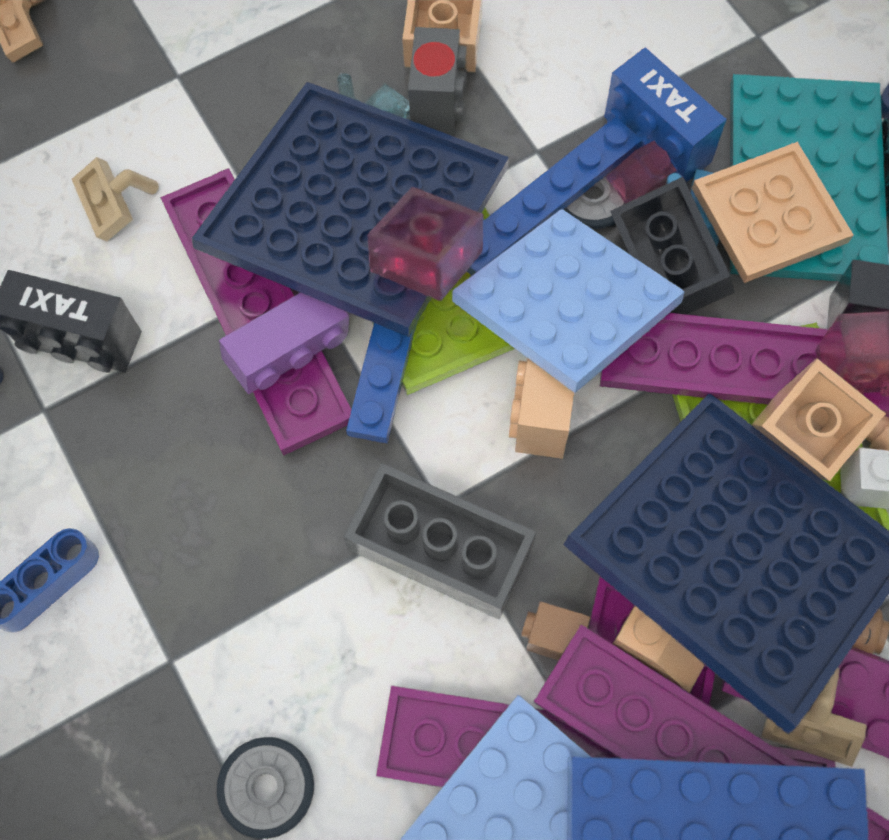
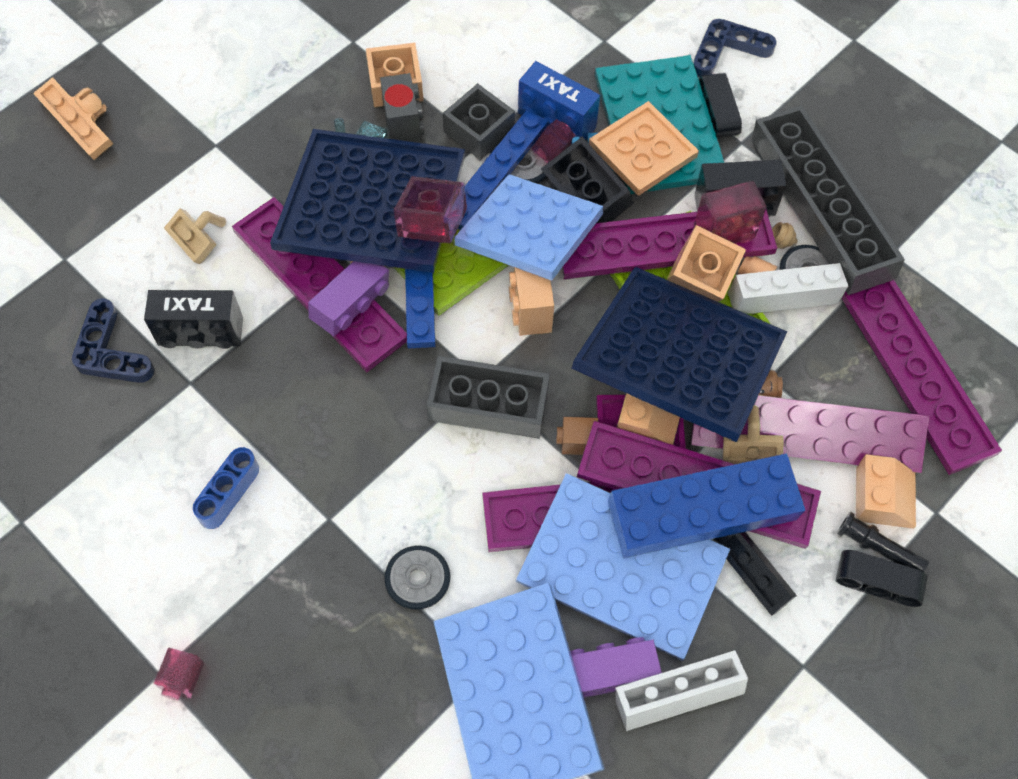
camera: 20 degrees left, 5 degrees down
(542, 118) = (478, 121): none -> dark grey brick

